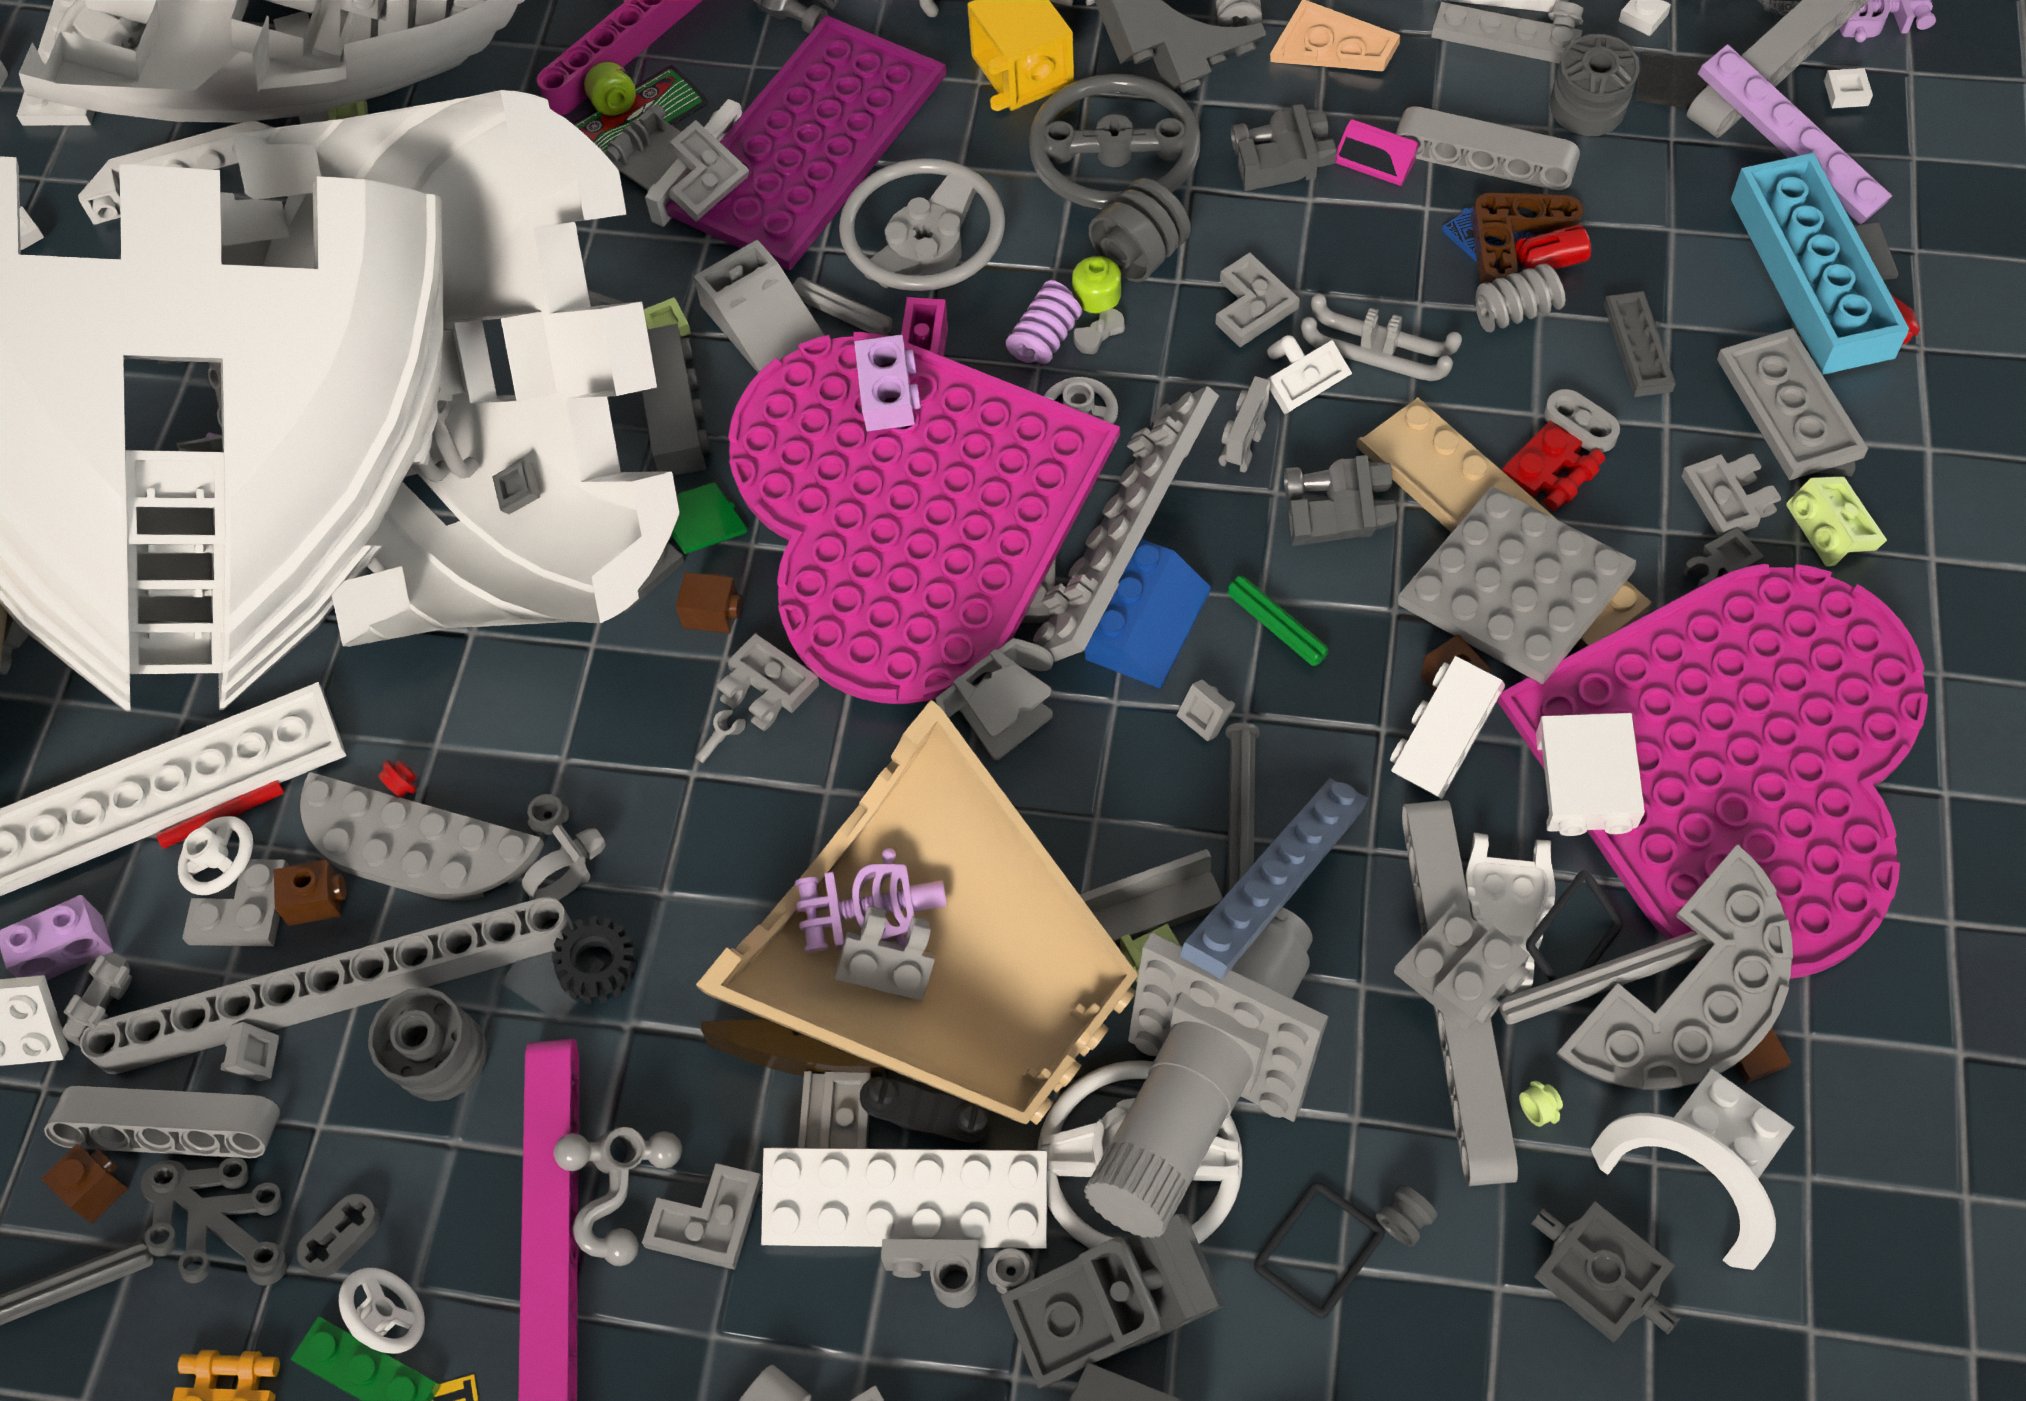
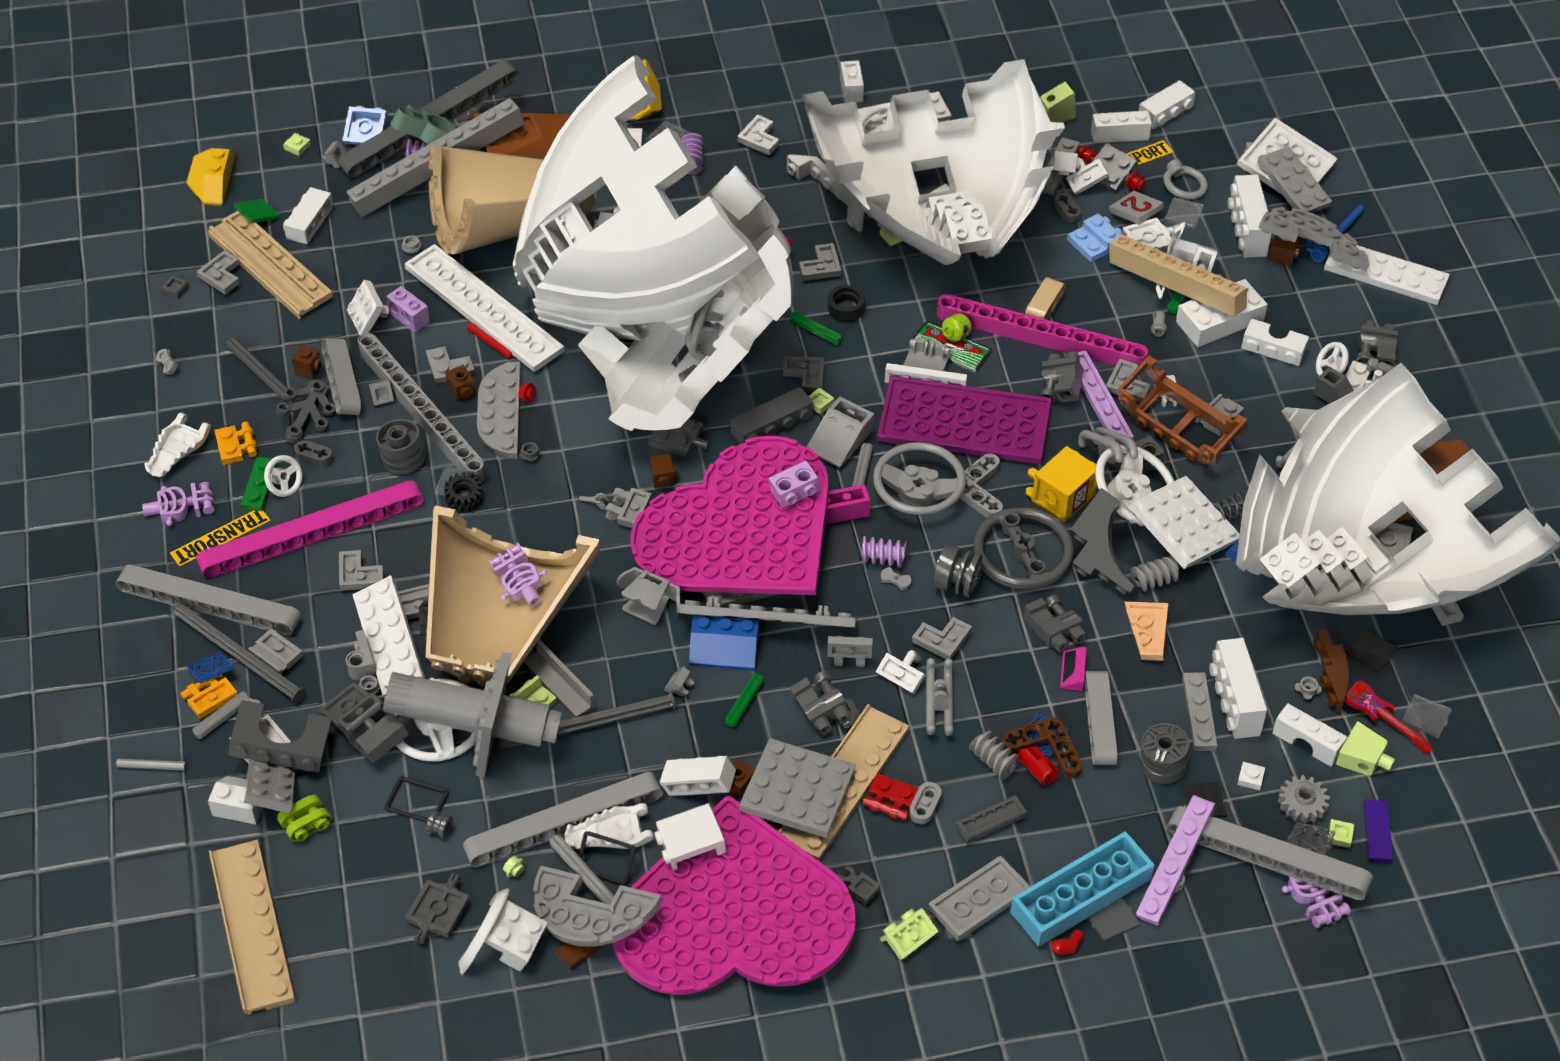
camera: 65 degrees right, 10 degrees down
(109, 982) = (393, 333): light grey plate -> none
(208, 849) = (467, 341): white piece -> none
(572, 854) = (510, 464): light grey piece -> none
(574, 1152) = (365, 510): light grey piece -> none
(705, 519) = (706, 449): green piece -> none
(712, 168) = (913, 384): light grey plate -> none
(884, 964) = (491, 590): light grey plate -> none
(931, 147) = (973, 485): none -> light grey beam
(1079, 394) = (841, 578): white piece -> none
(1096, 284) = (918, 565): lime head -> none
(1273, 879) = (577, 712): sand blue plate -> none
(1463, 968) = (565, 809): light grey plate -> none
(1566, 14) = (1223, 734): light grey plate -> none
(1722, 498) = (900, 876): light grey plate -> none
(1848, 88) = (1236, 888): white plate -> none

